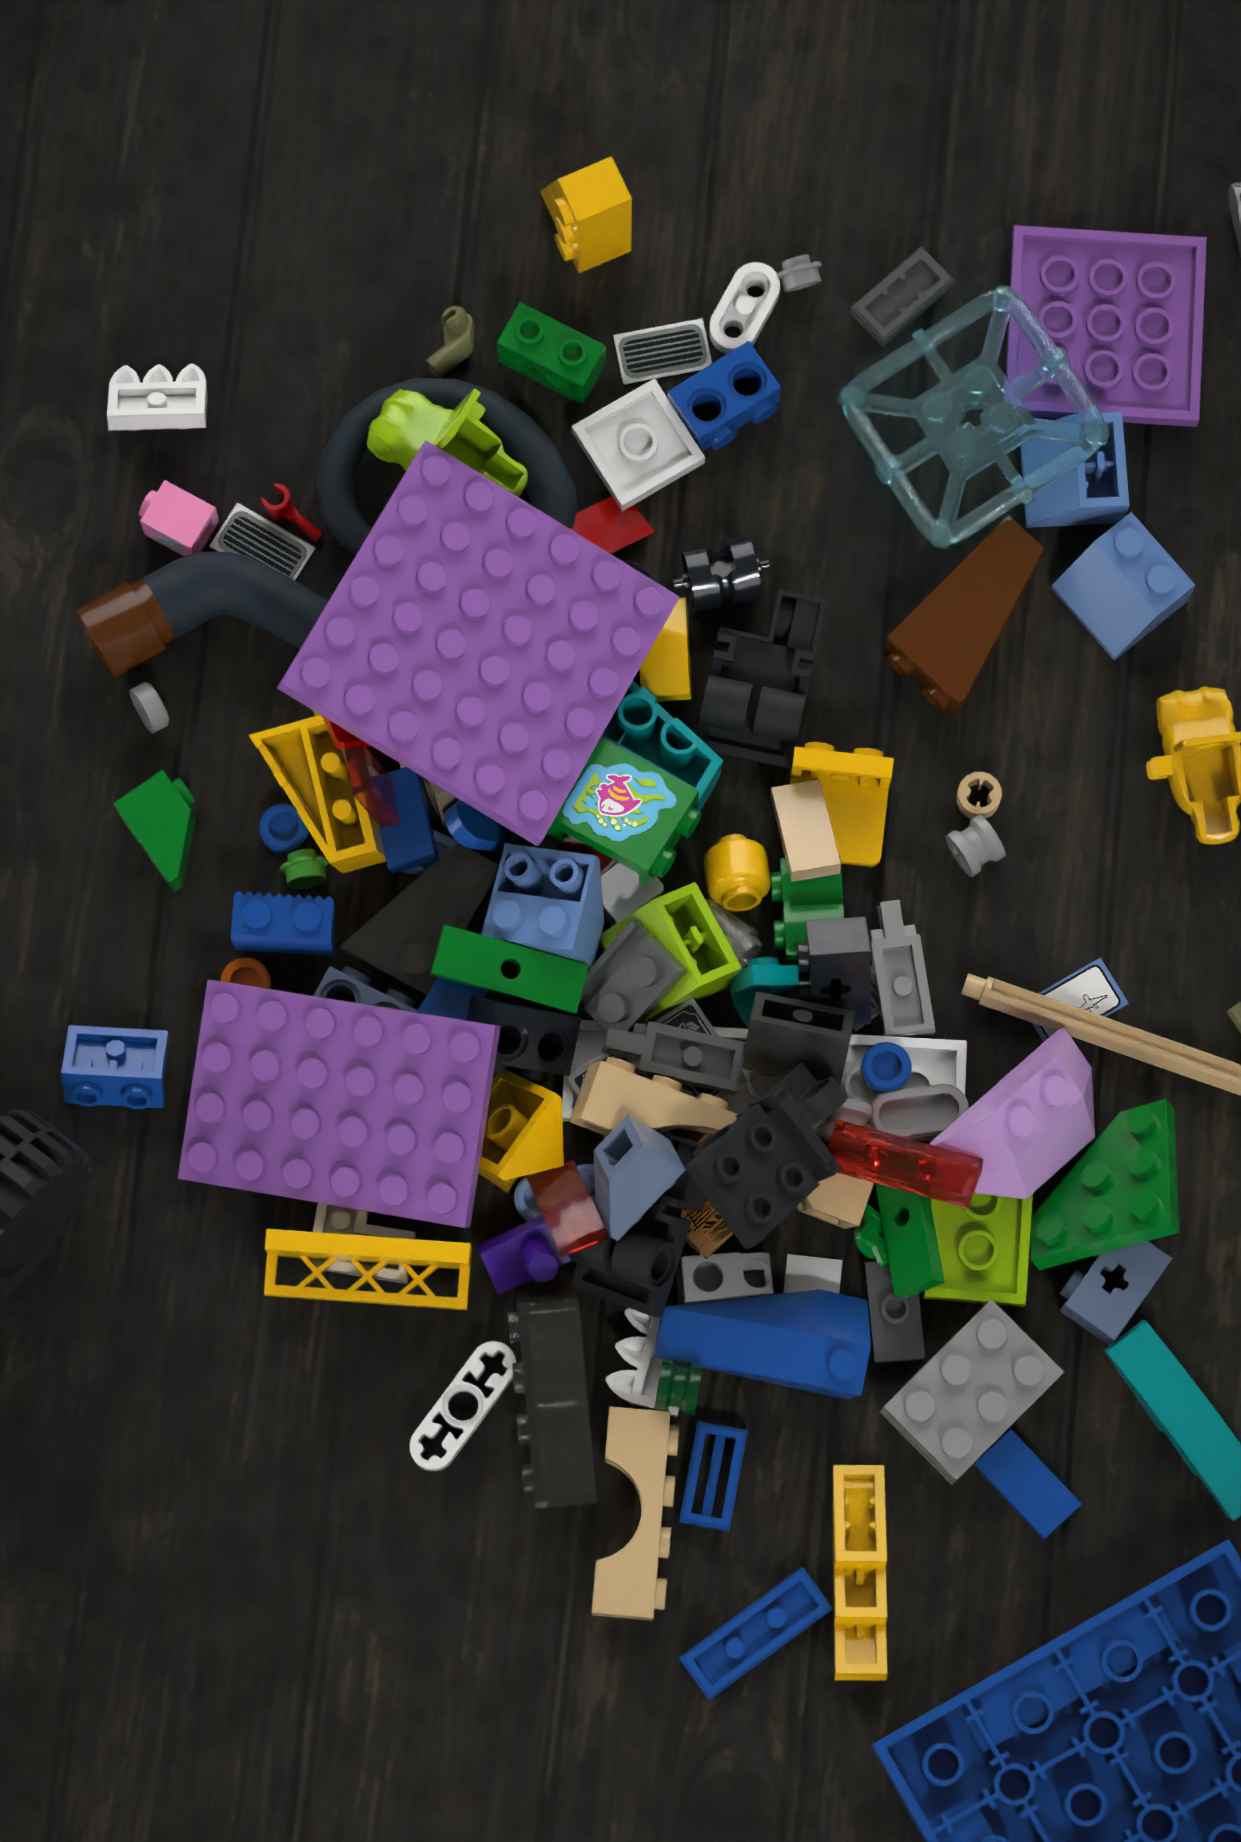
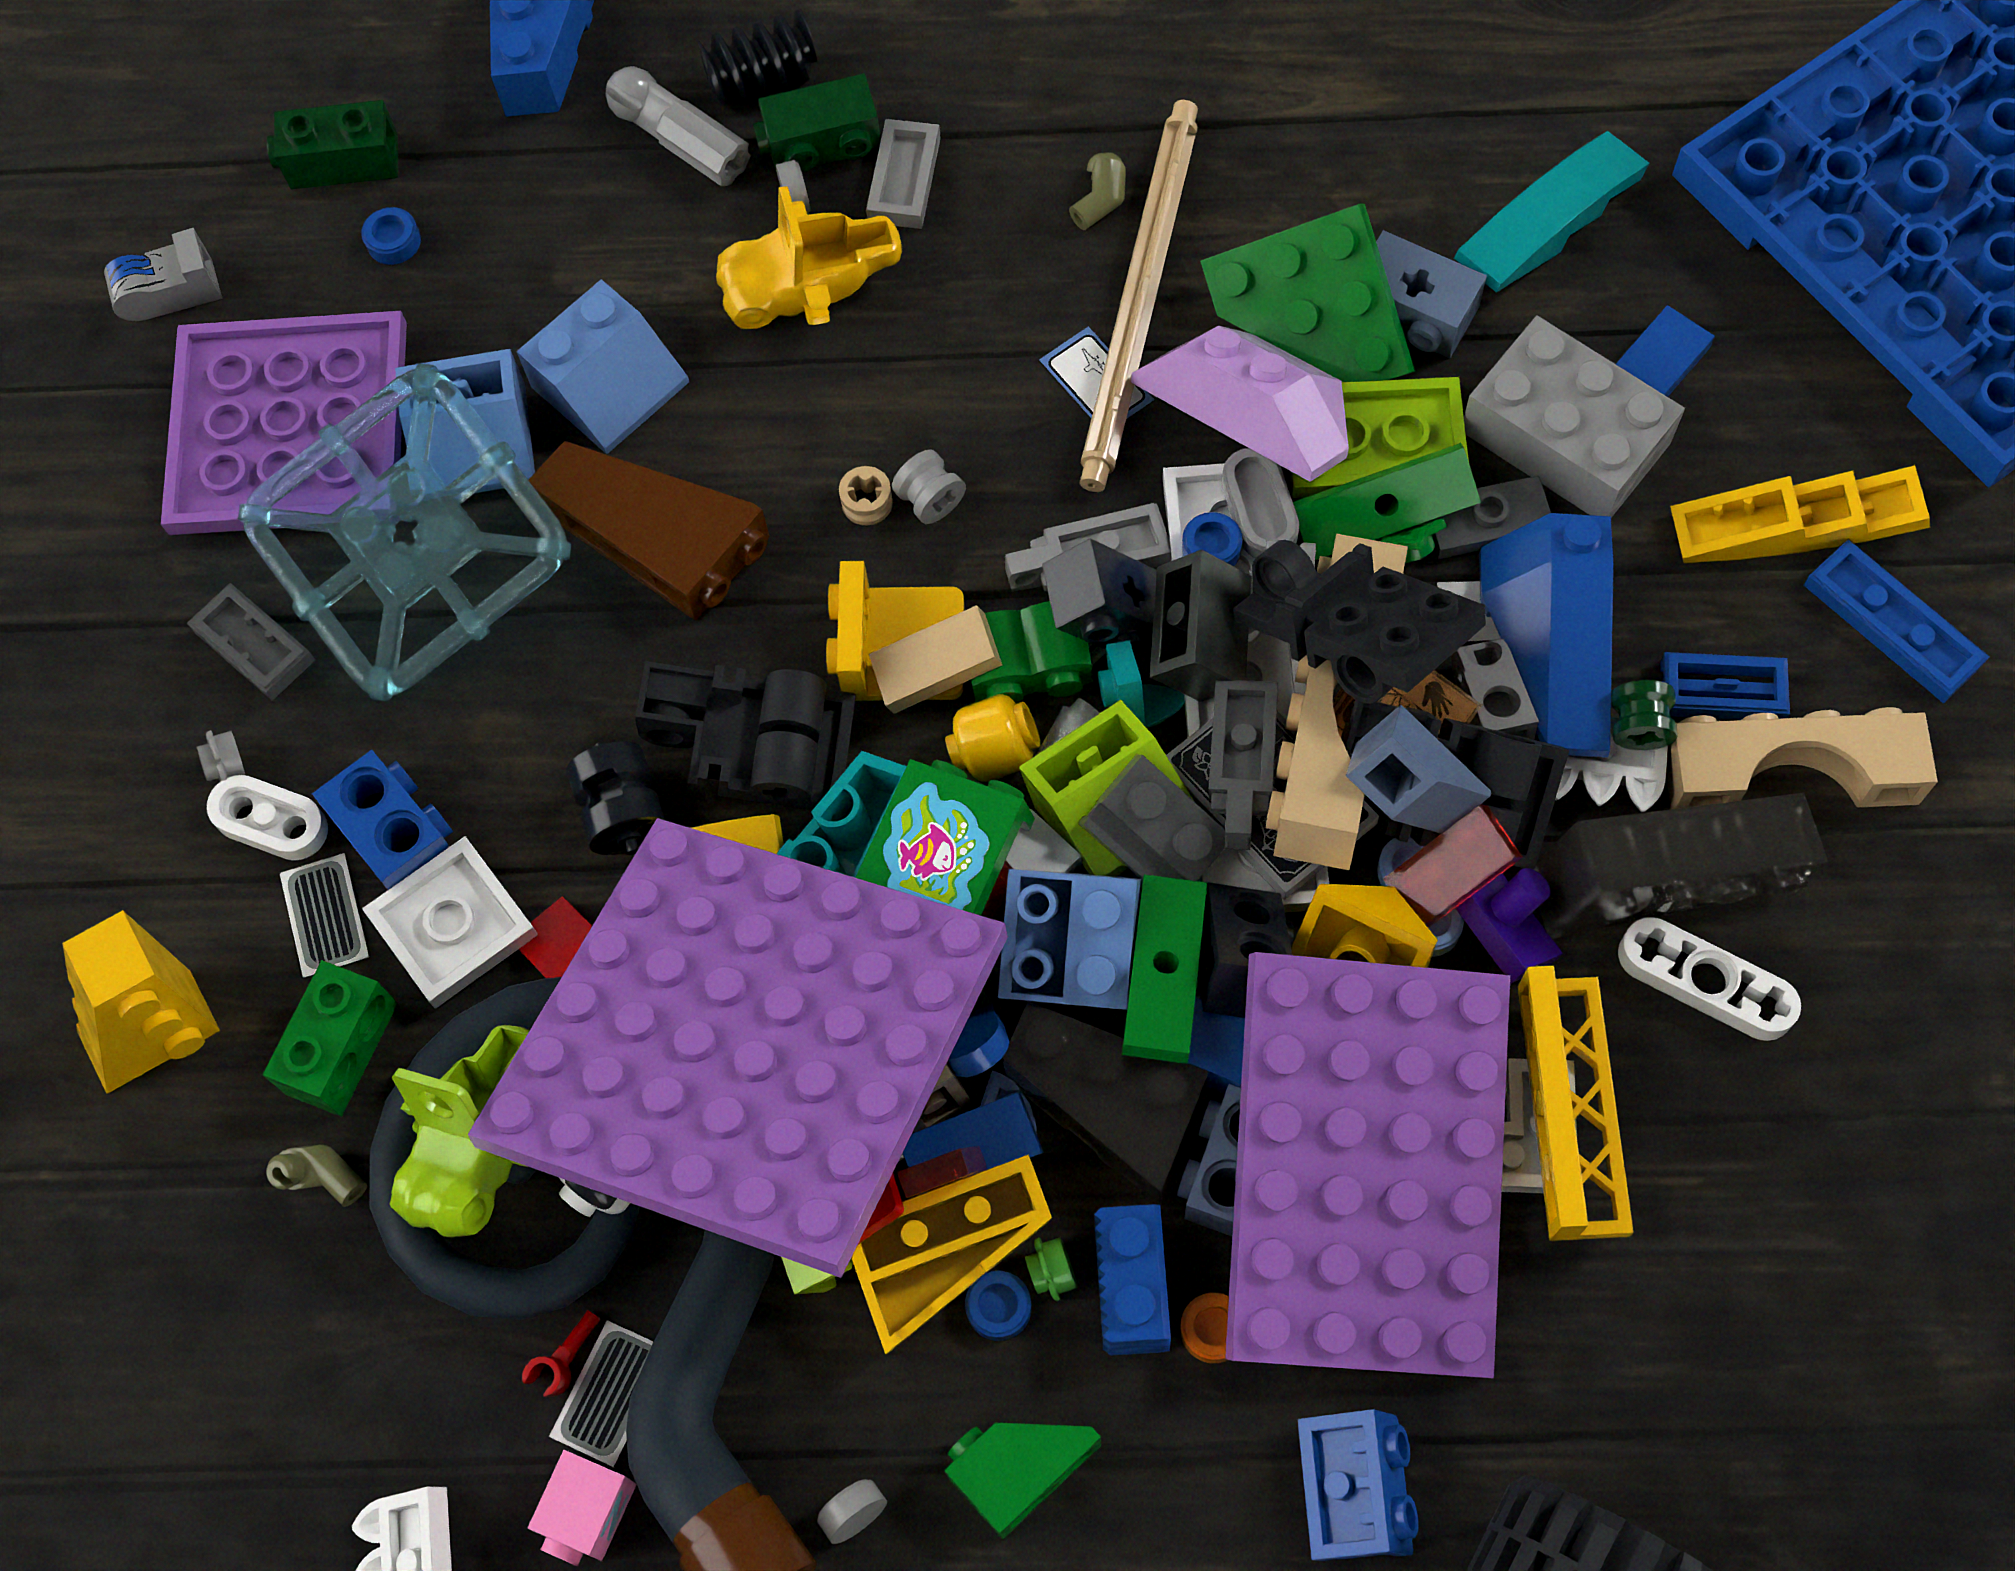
camera: 90 degrees left, 10 degrees down
(904, 1163) = (1334, 485): clear red tile -> none

